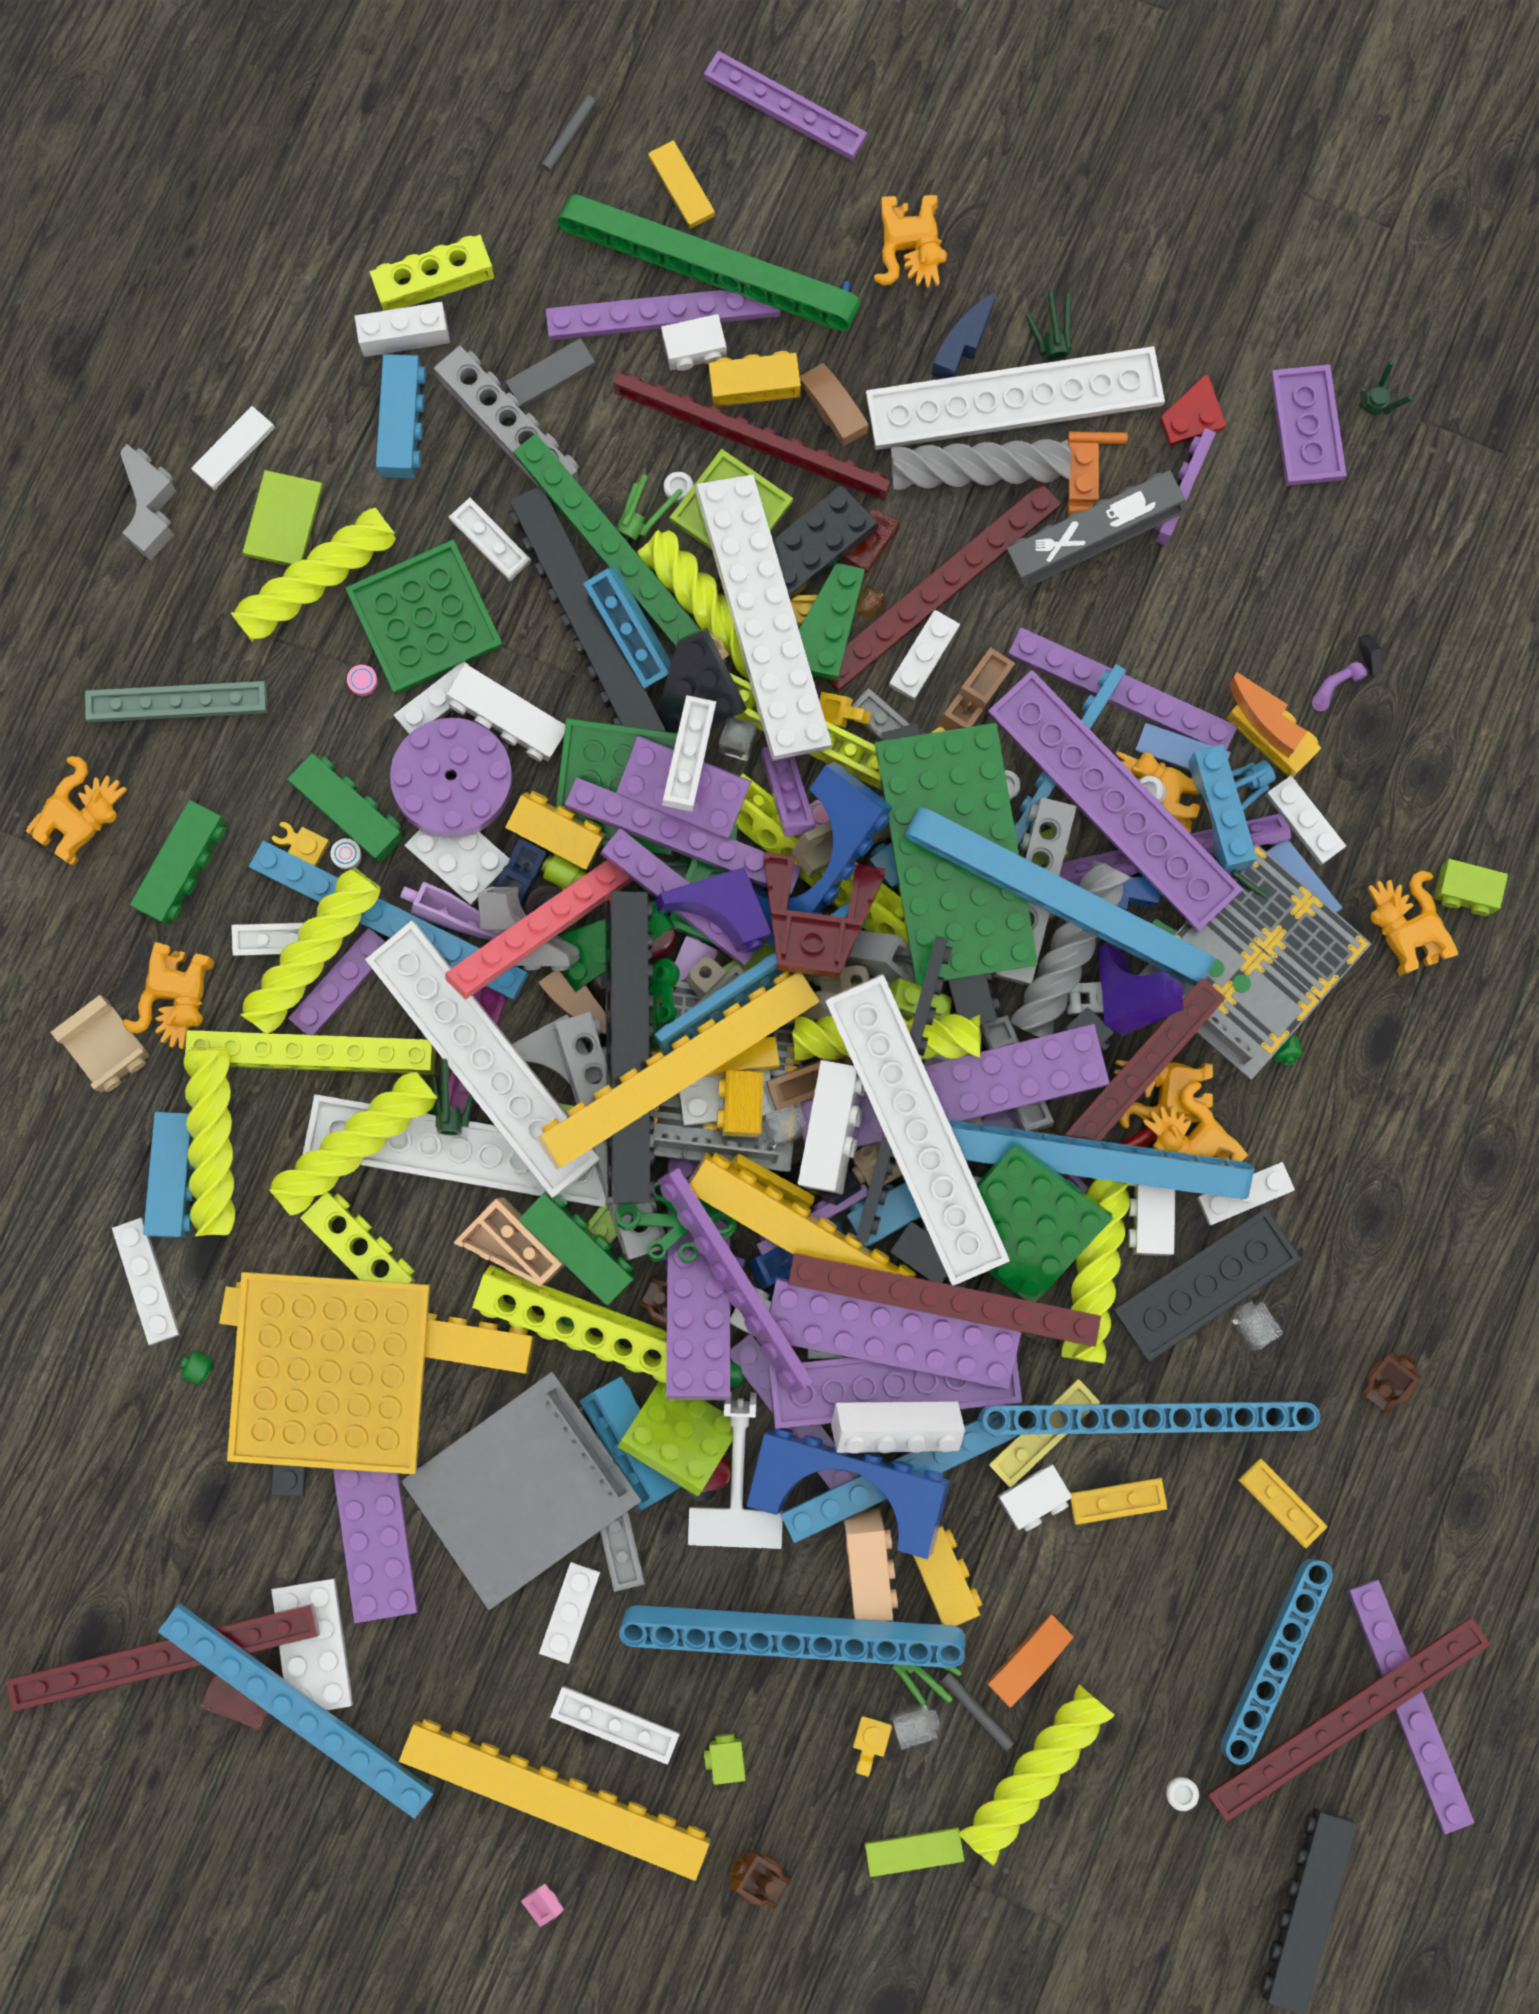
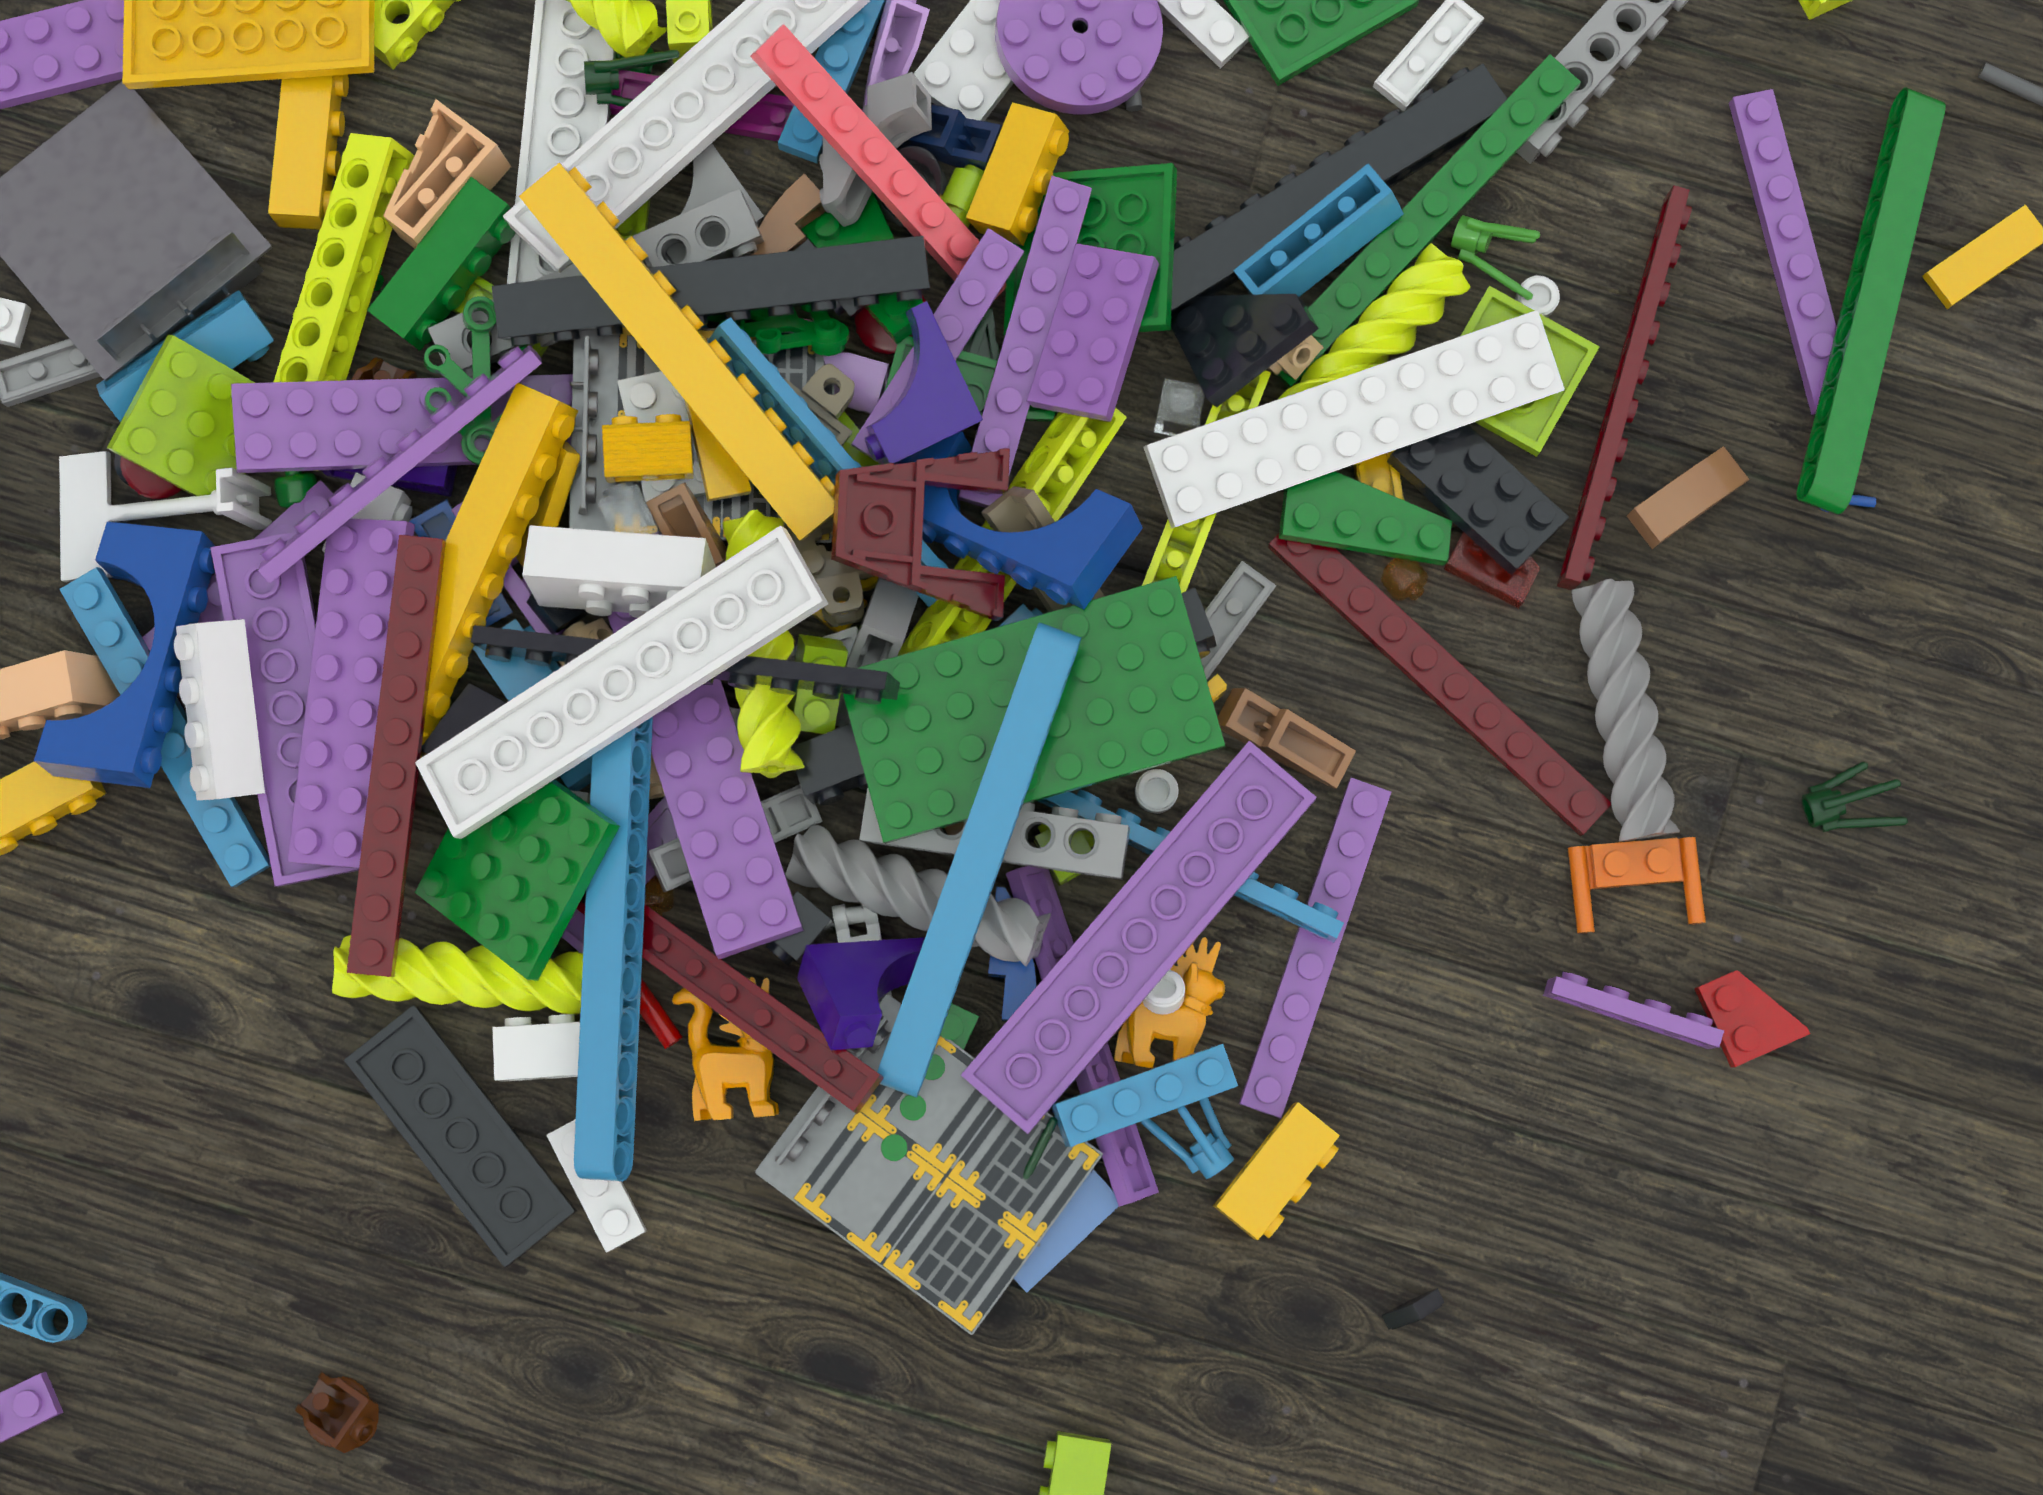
camera: 80 degrees right, 0 degrees up
(506, 713) = (1179, 89): white brick -> none
(550, 373) = (1679, 107): dark grey tile -> none
(689, 753) = (1133, 324): white plate -> none
(694, 342) = (1751, 294): white brick -> none
(754, 379) = (1709, 382): yellow brick -> none
(788, 794) = (1074, 481): medium lavender plate -> none
(838, 710) = (1236, 543): yellow plate -> none
(911, 233) = (1961, 580): light orange animal -> none
(924, 655) = (1335, 660): white plate -> none
(963, 339) = (1812, 672): dark blue slope -> none
(1014, 398) = (1734, 756): white plate -> none
(1028, 1449) = (236, 922): light yellow plate -> none
(1035, 1497) = (145, 916): white brick -> none
(1097, 528) = (1548, 884): dark grey brick -> none
(1118, 1501) = (150, 1035): yellow tile -> none
(1163, 1421) = (250, 1083): dark azure beam -> none
(1169, 746) = (1237, 1030): medium blue tile -> none
(1205, 1140) = (660, 1111): light orange animal -> none
(1256, 1325) = (406, 1210): clear brick -> none
(1265, 715) = (1293, 1150): orange slope -> none
(1282, 1503) = (160, 1269): yellow tile -> none
(1289, 1051) = (810, 1231): green piece -> none
(1305, 820) = (1152, 1230): white plate -> none
(1308, 425) = (1754, 1189): medium lavender plate -> none
(1323, 696) = (1342, 1243): medium lavender piece -> none
(1378, 397) = (1811, 1292): dark green plant -> none
(1404, 935) = (1001, 1409): light orange animal -> none

